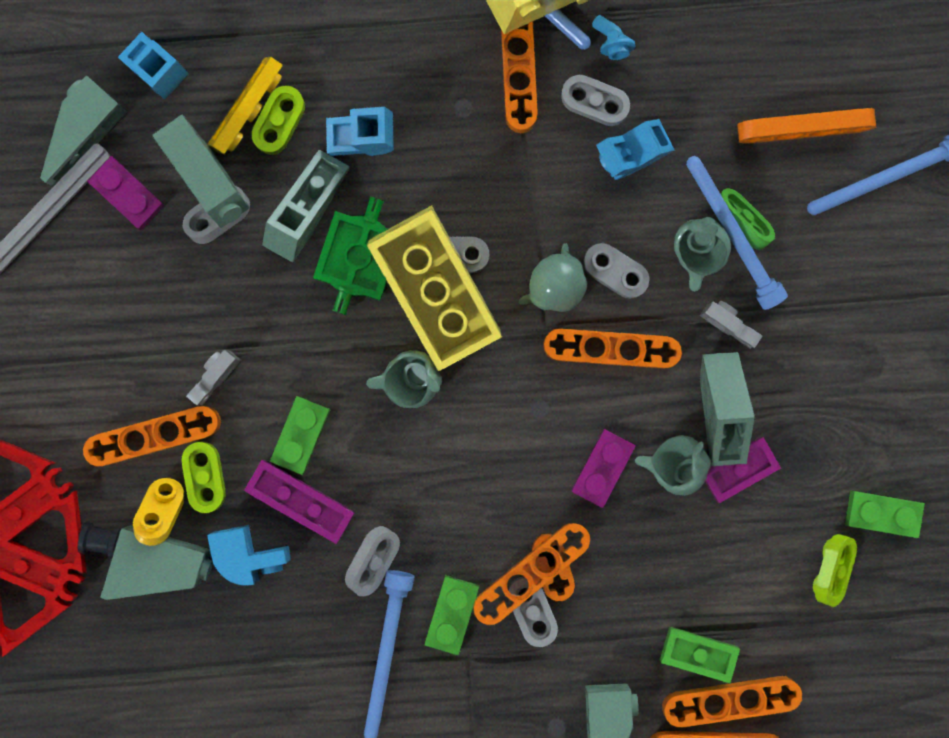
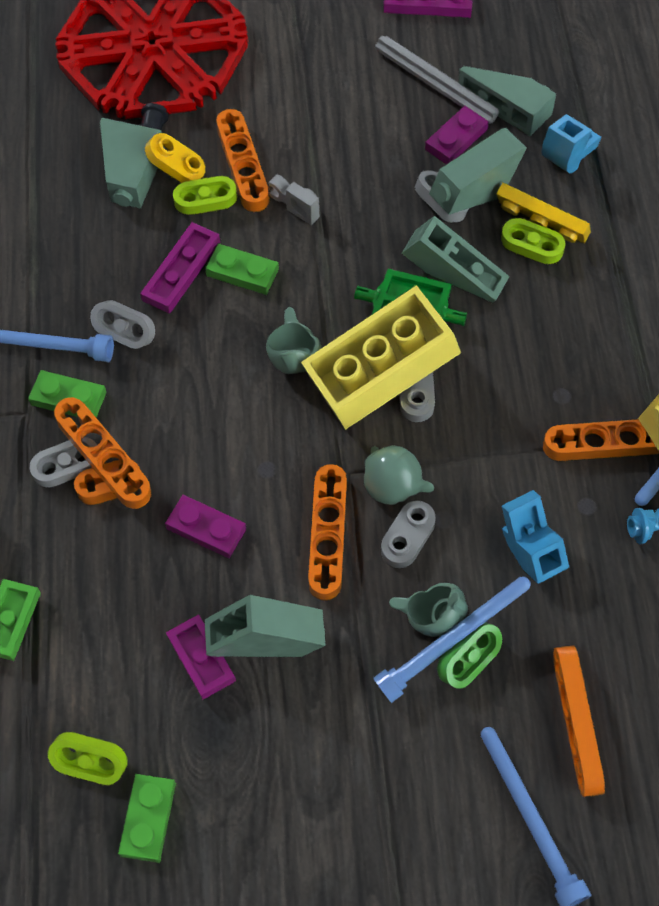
camera: 90 degrees right, 25 degrees down
(235, 557) = (131, 220): dark azure brick -> none
(361, 132) = (527, 301): dark azure brick -> none
(596, 97) = (580, 509): light grey plate -> none
(678, 465) = (205, 588): sand green hair -> none
(724, 318) = (361, 636): light grey plate -> none

